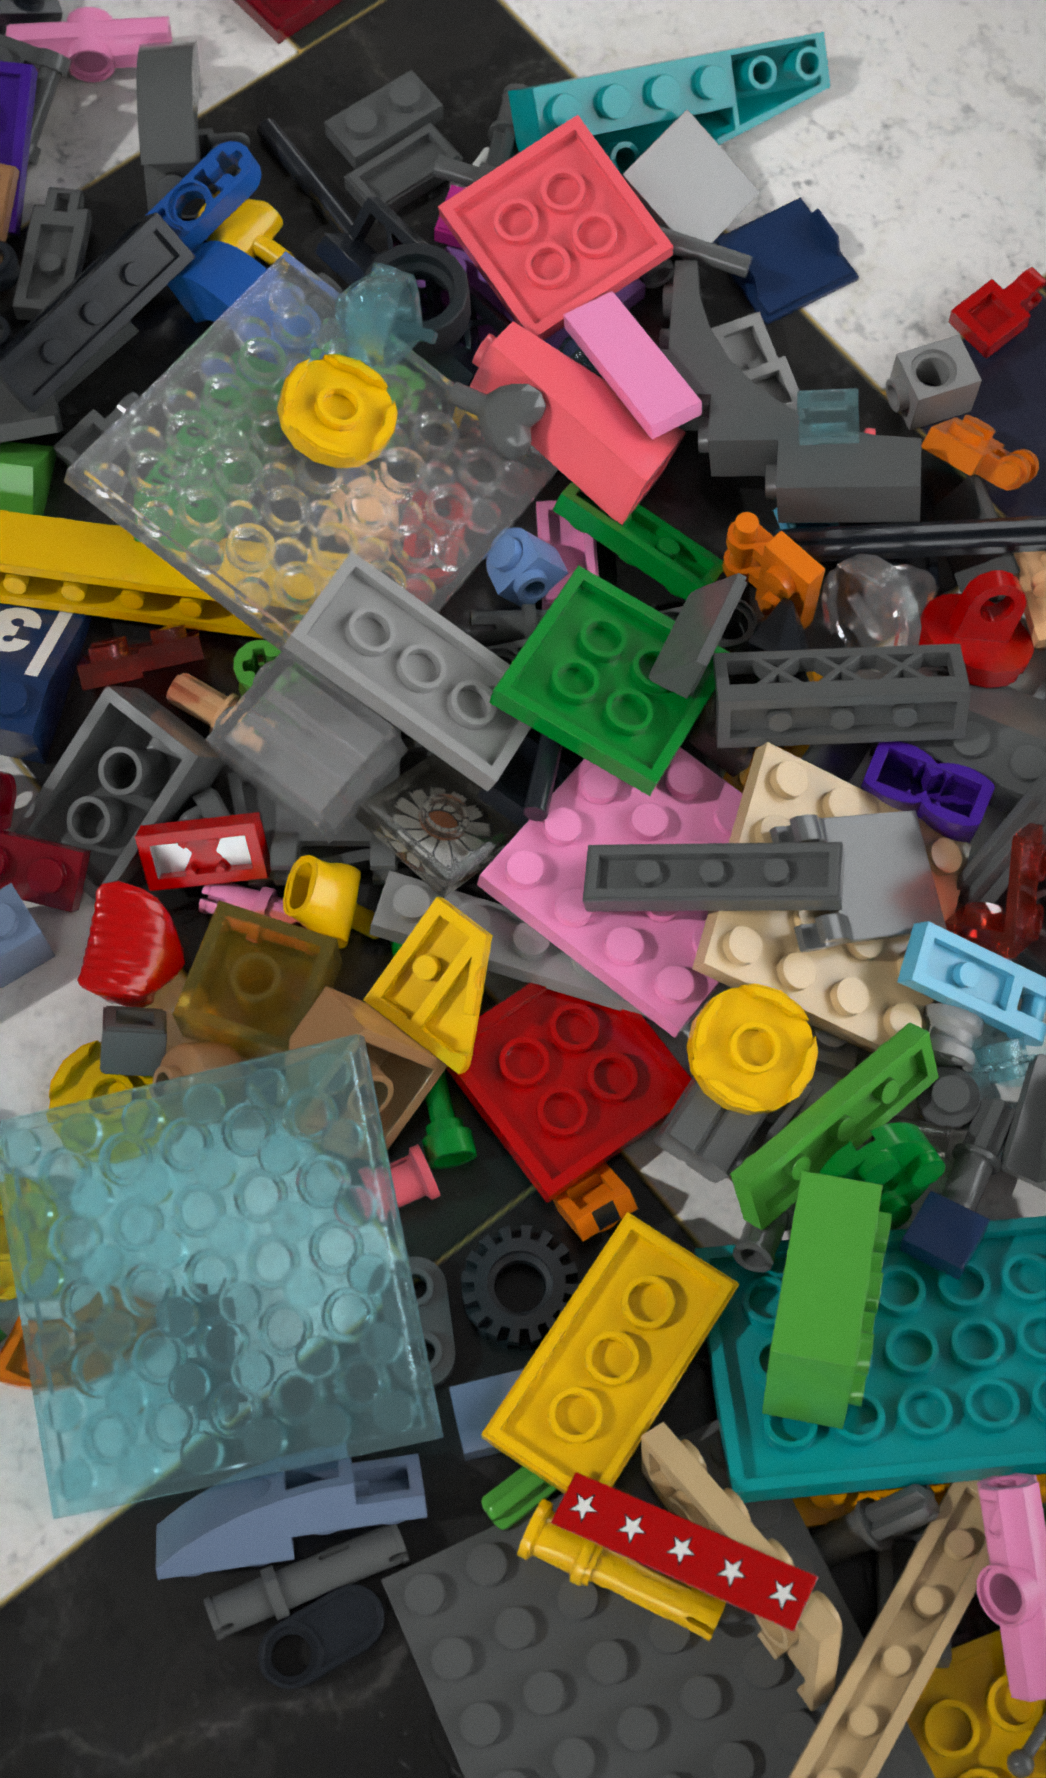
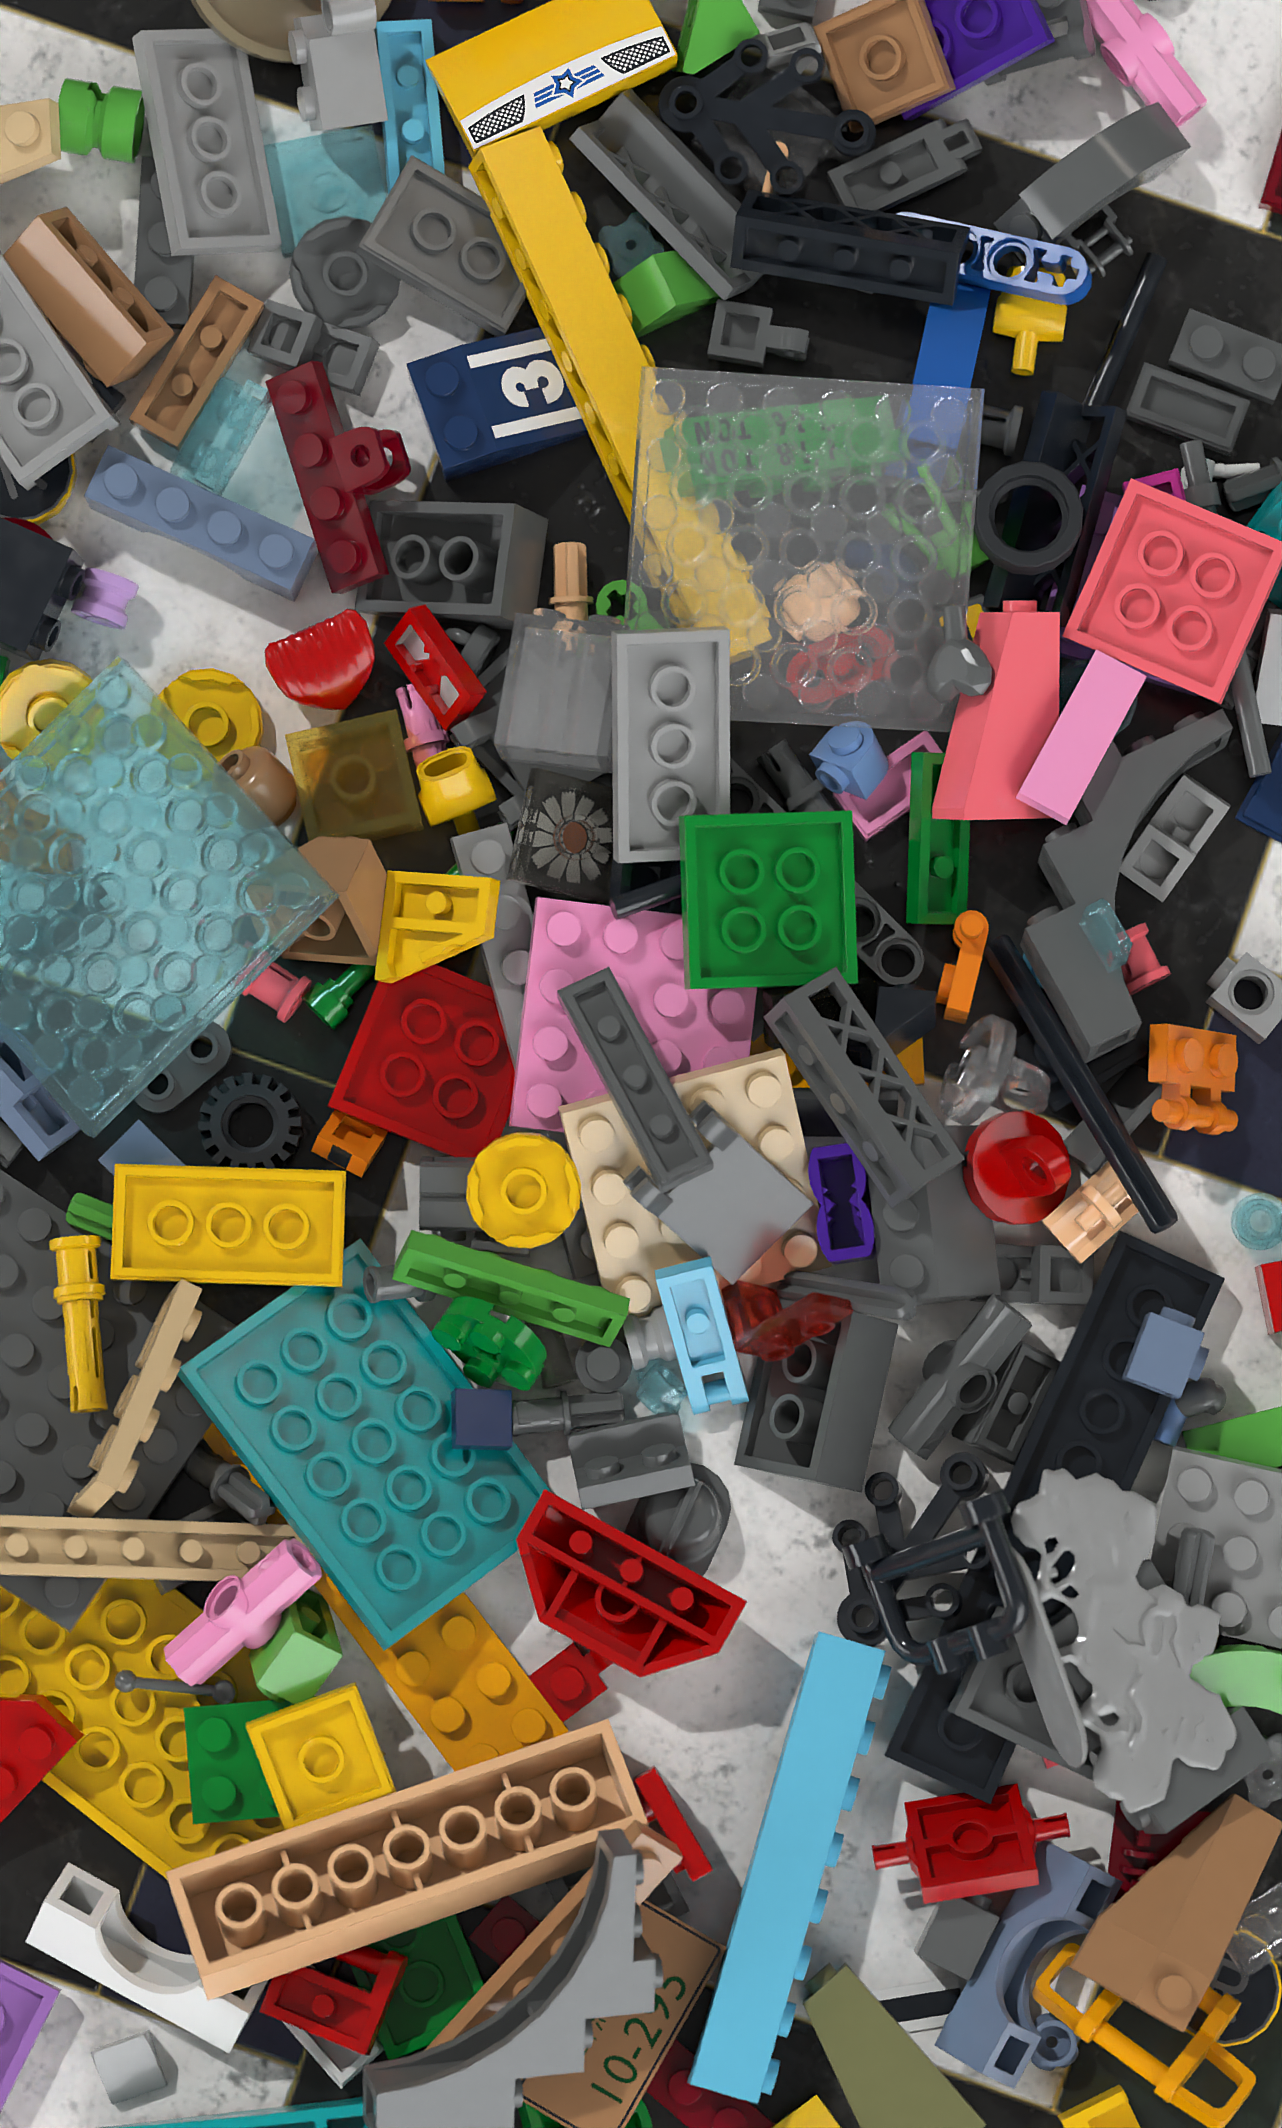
camera: 60 degrees right, 15 degrees up
(115, 661) = (557, 488): clear red plate -> none
(132, 1040) = (257, 712): dark grey slope -> none
(337, 411) = (860, 530): yellow tile -> none
(382, 317) = (965, 512): clear light blue helmet -> none
(685, 1551) = (111, 1353): red sticker -> none
(696, 635) = (845, 943): dark grey slope -> none
(827, 1301) = (357, 1353): bright green brick -> none

